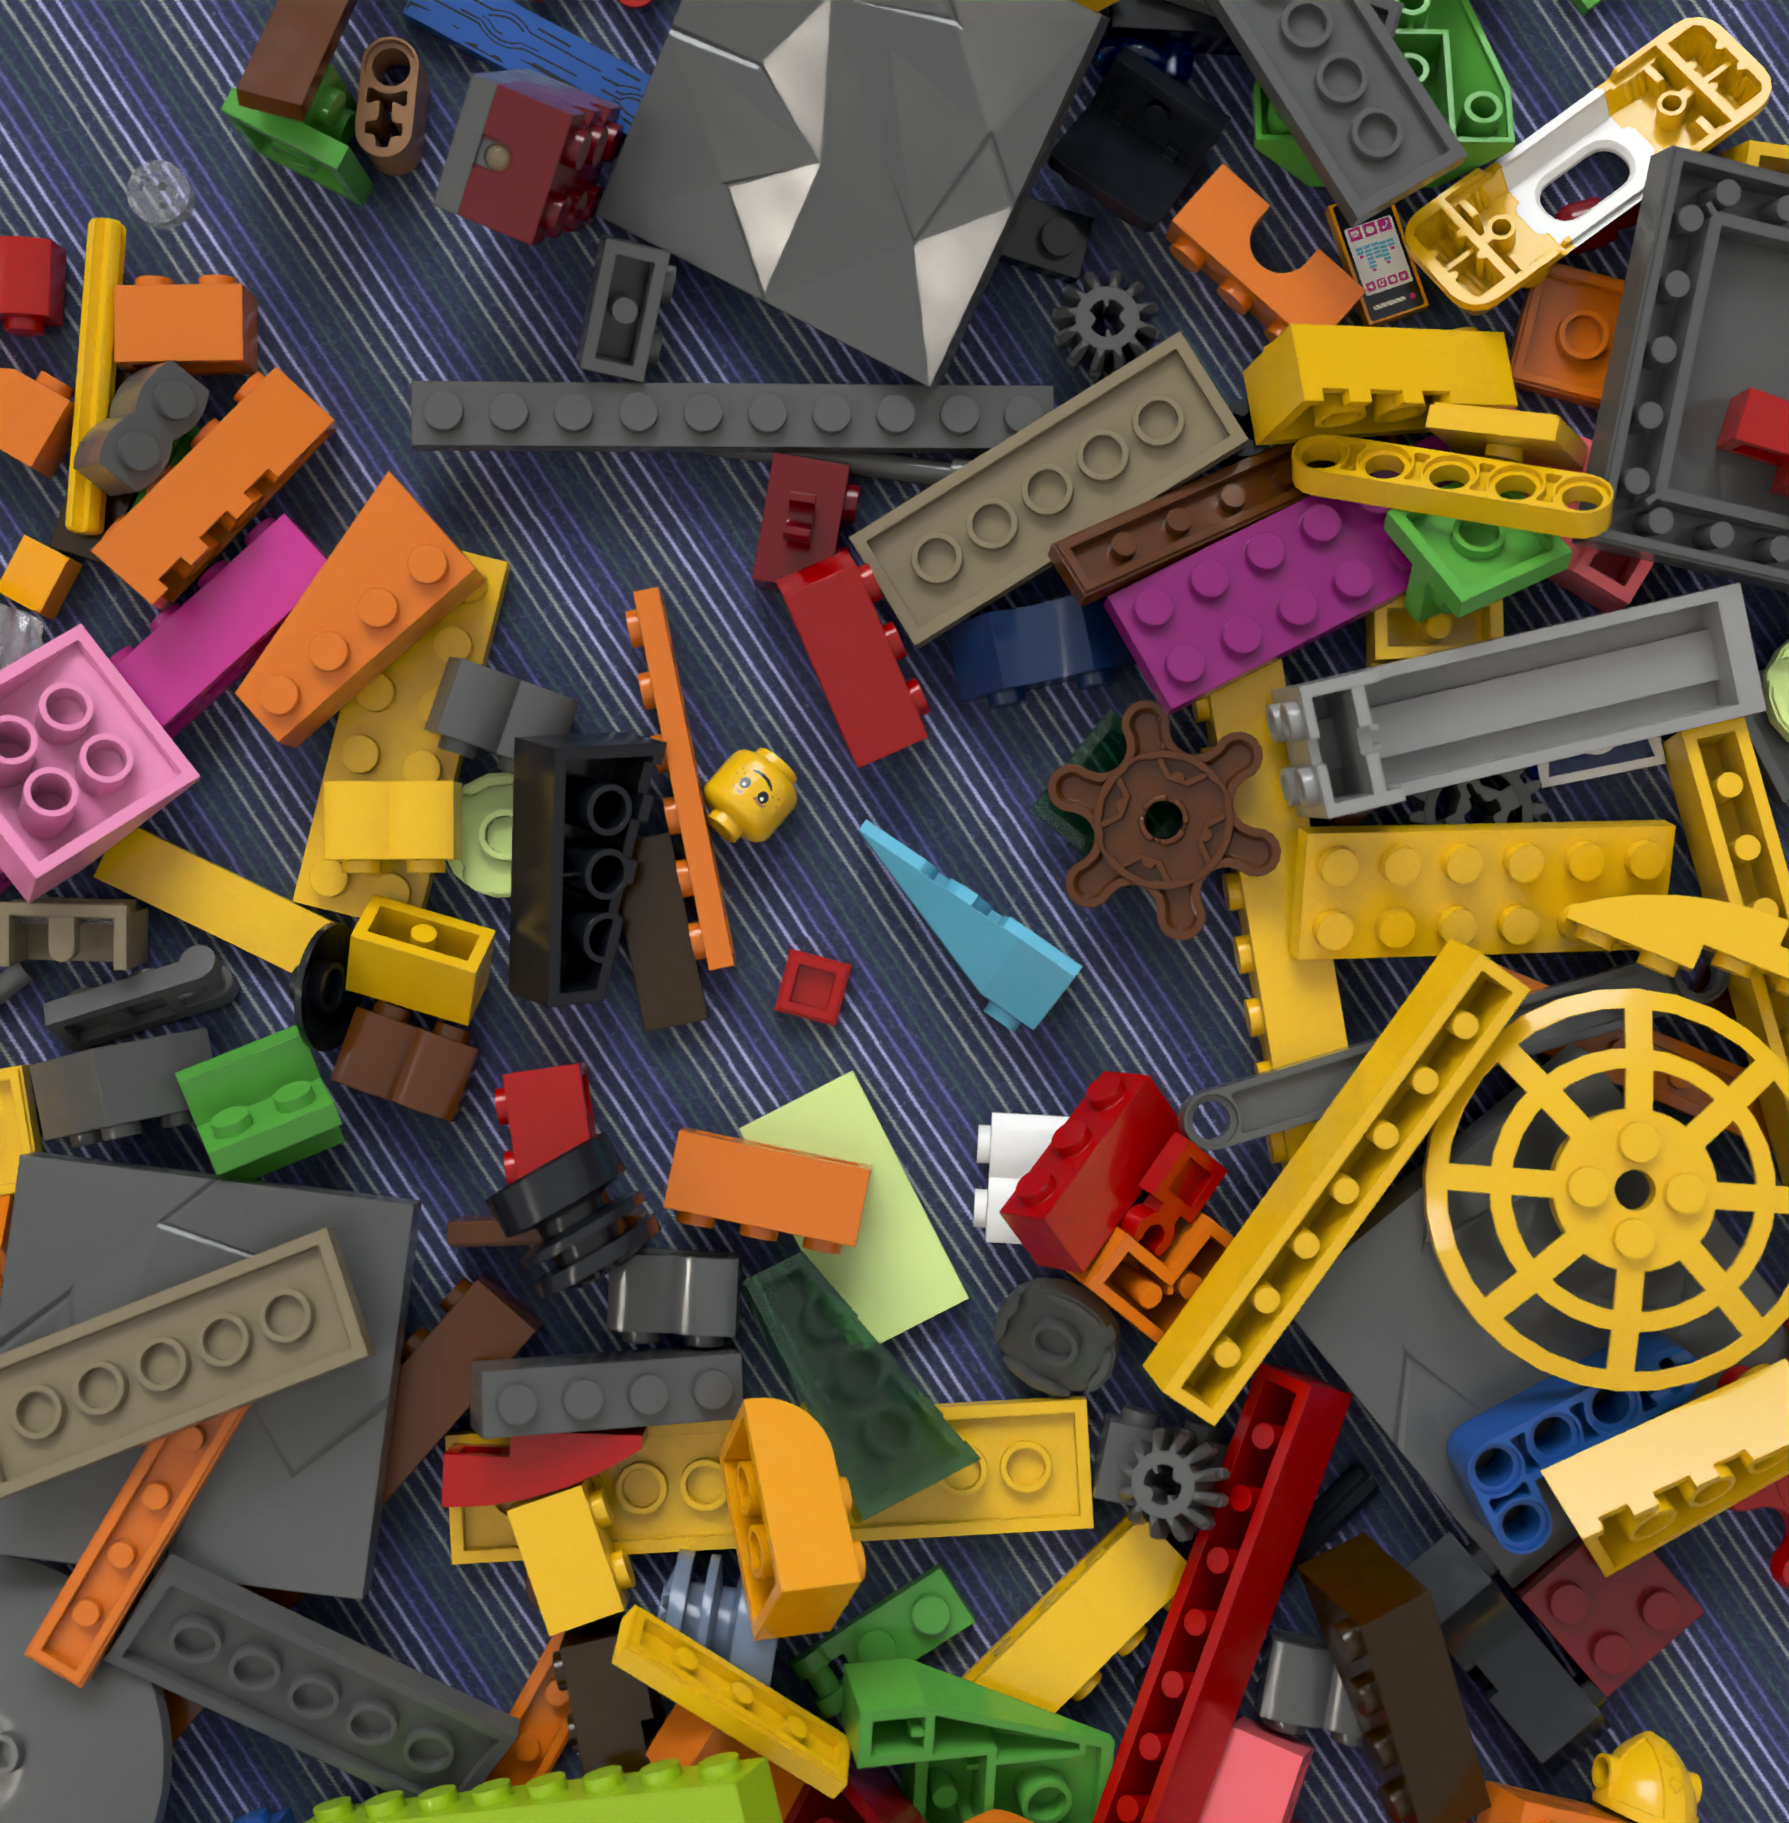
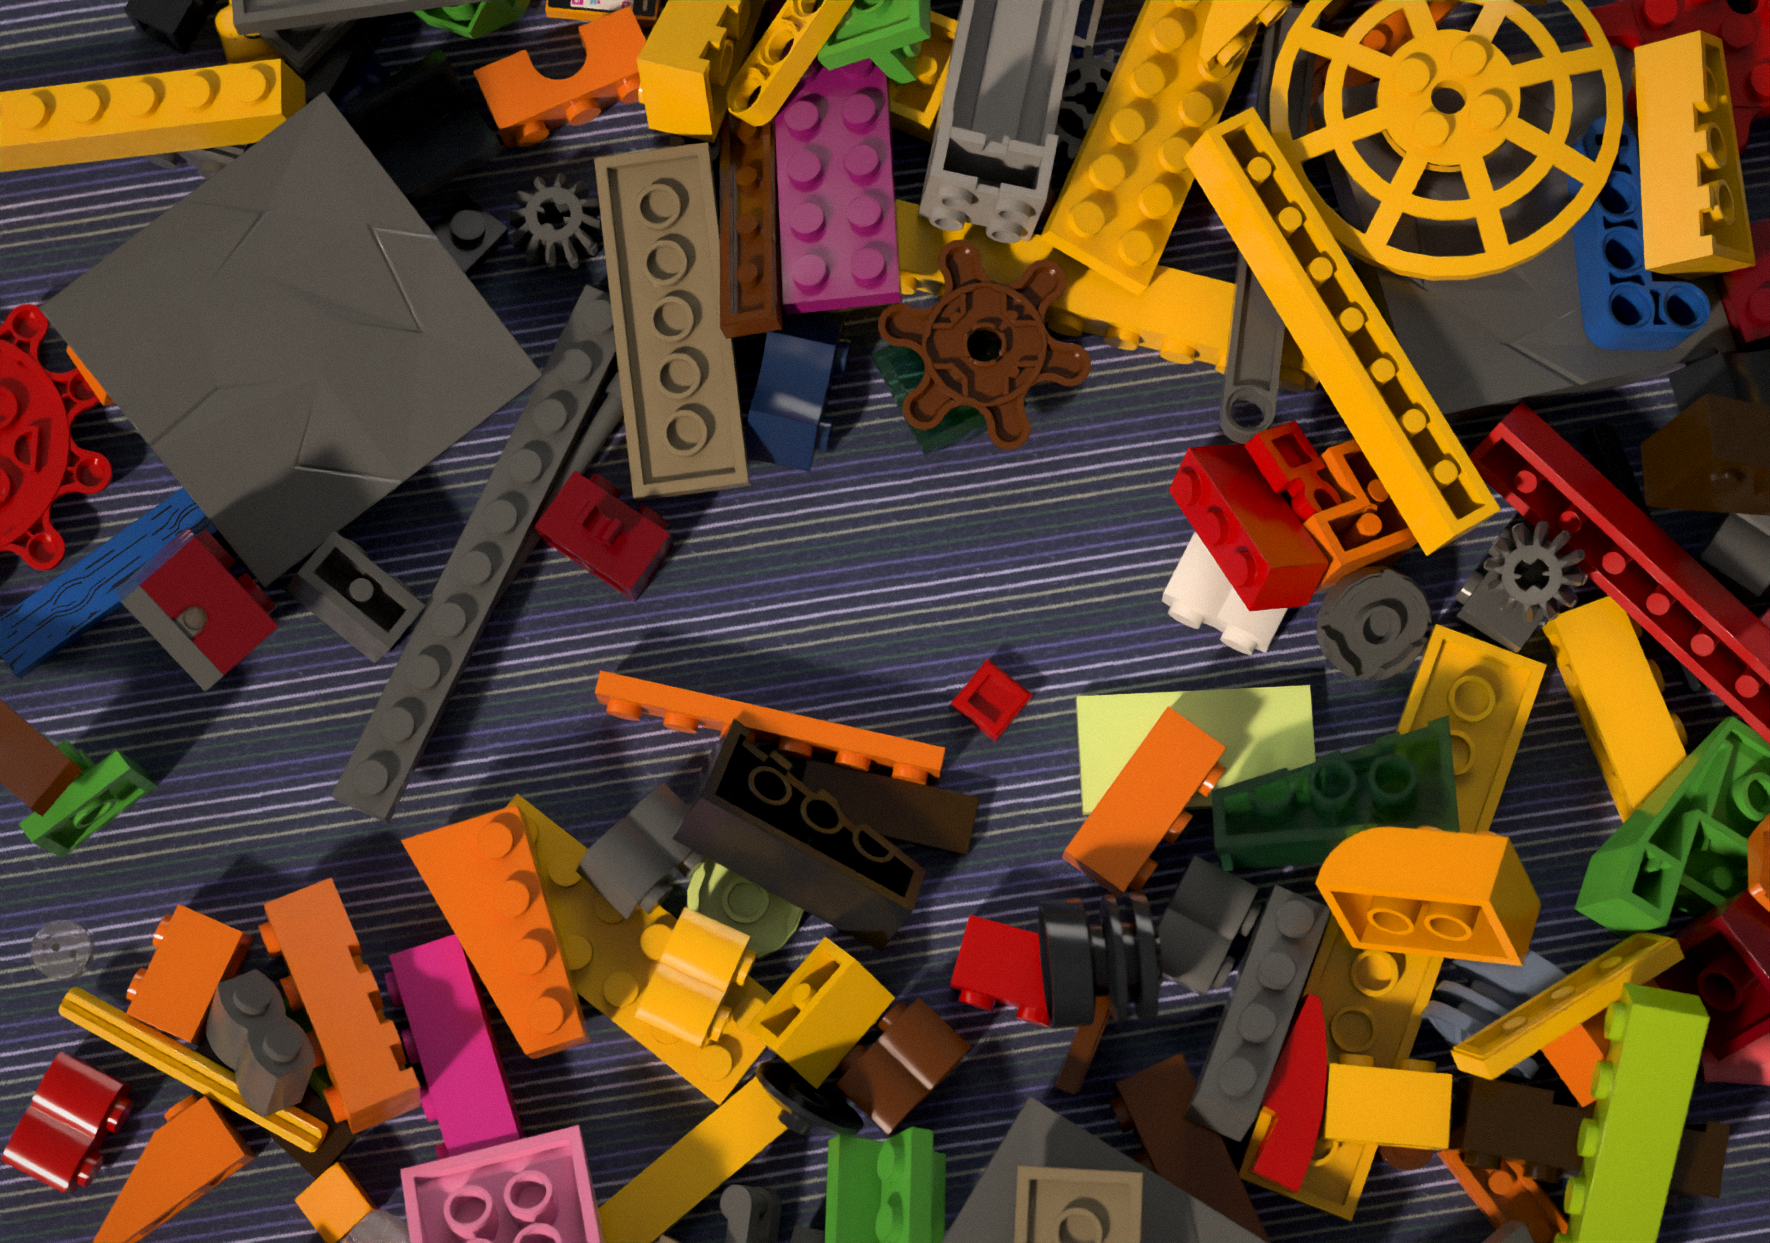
camera: 65 degrees left, 10 degrees down
(405, 101) = (80, 720): medium nougat beam -> none
(750, 795) = (808, 676): yellow head -> none
(855, 656) = (735, 535): red brick -> none
(895, 1628) = (1561, 855): bright green plate -> none
(995, 952) = (1040, 531): medium azure wedge -> none

